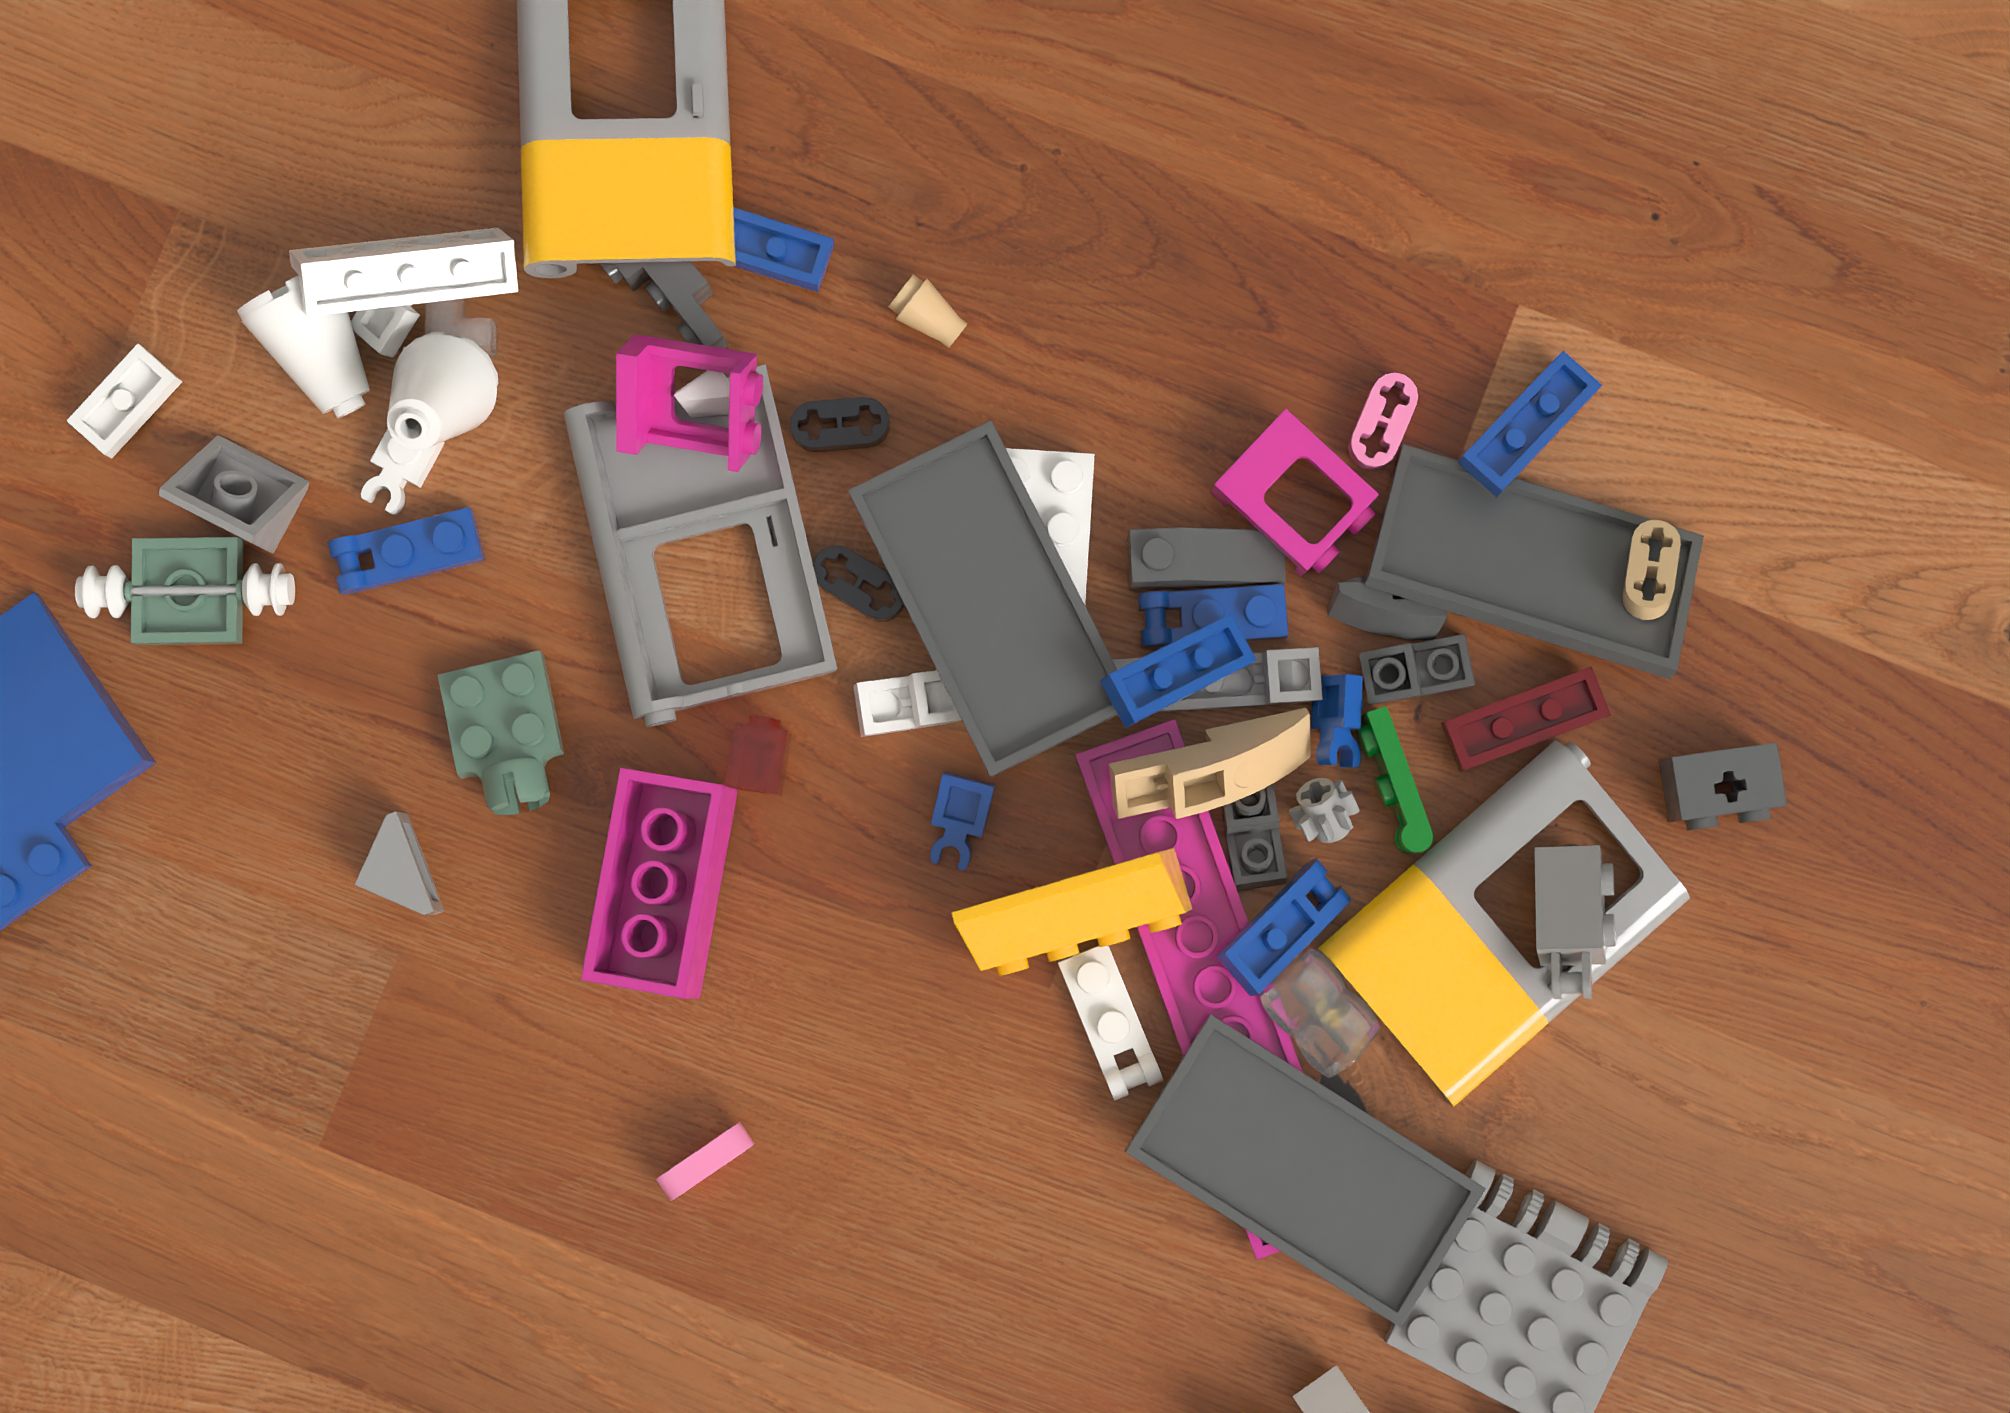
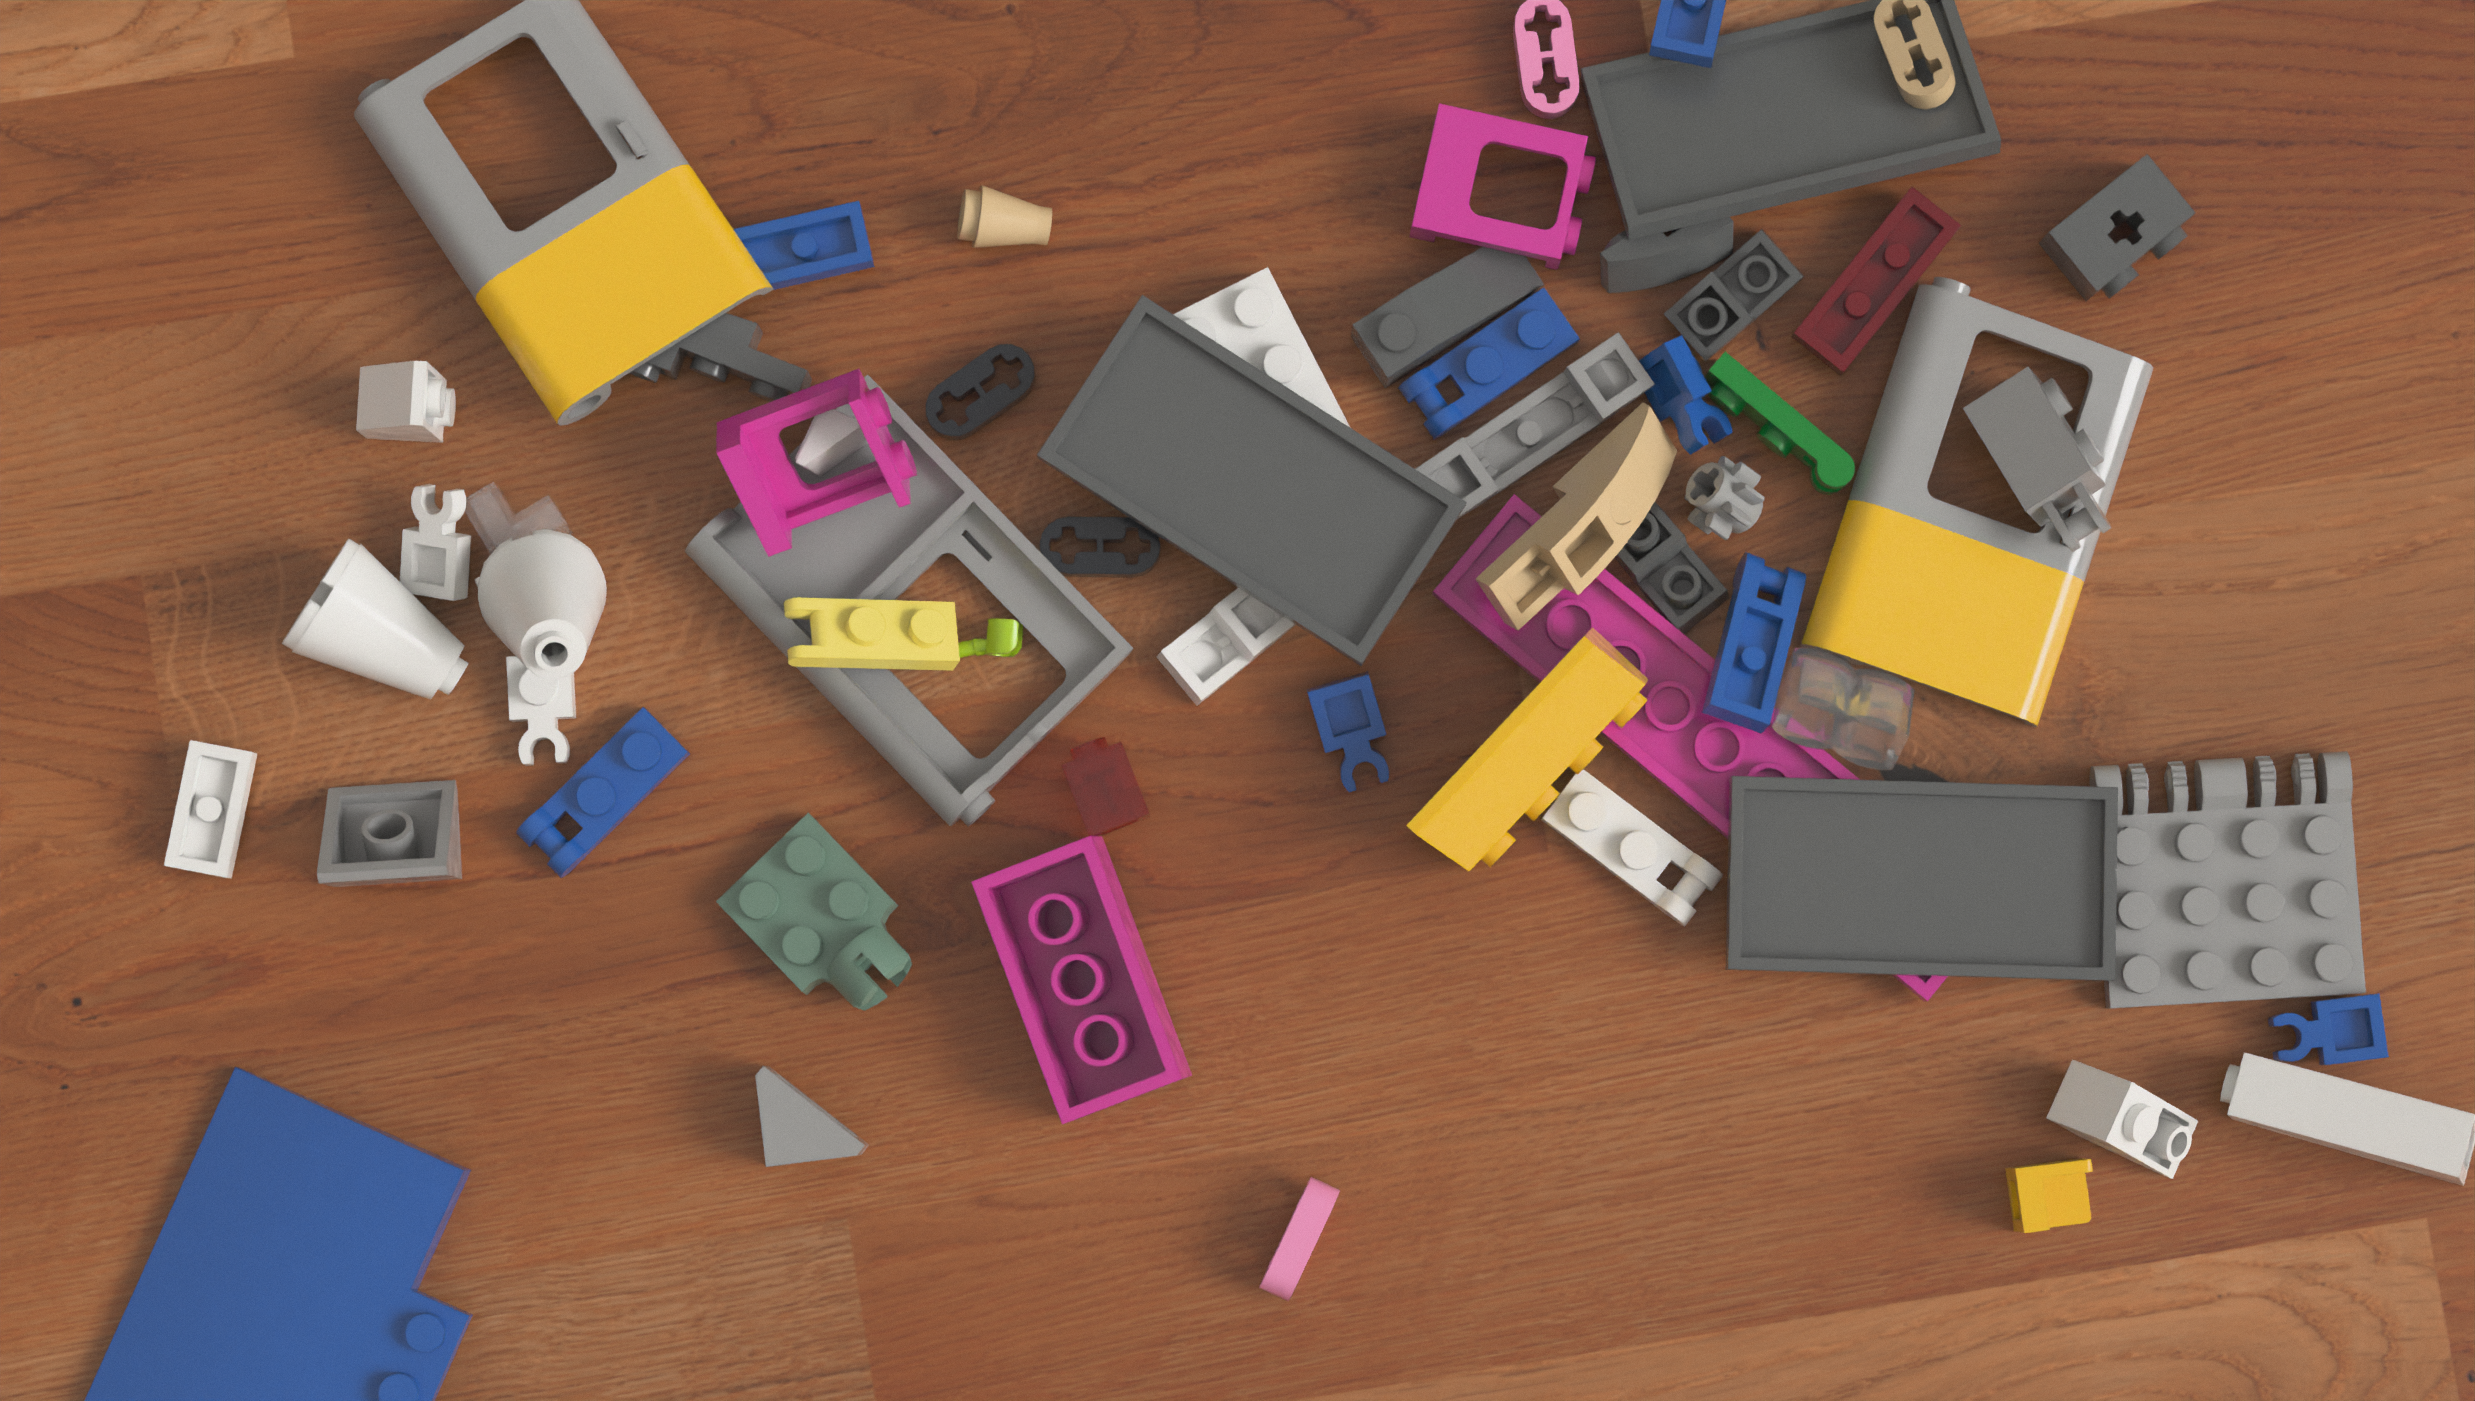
camera: 30 degrees left, 0 degrees up
(186, 591) = (398, 969): sand green plate -> none
(405, 271) = (434, 496): white fence -> none
(429, 194) = (404, 402): none -> white slope
(660, 551) = (875, 634): none -> light yellow hinge
(751, 608) = (1002, 640): none -> lime hand
(1177, 670) = (1489, 440): blue plate -> none

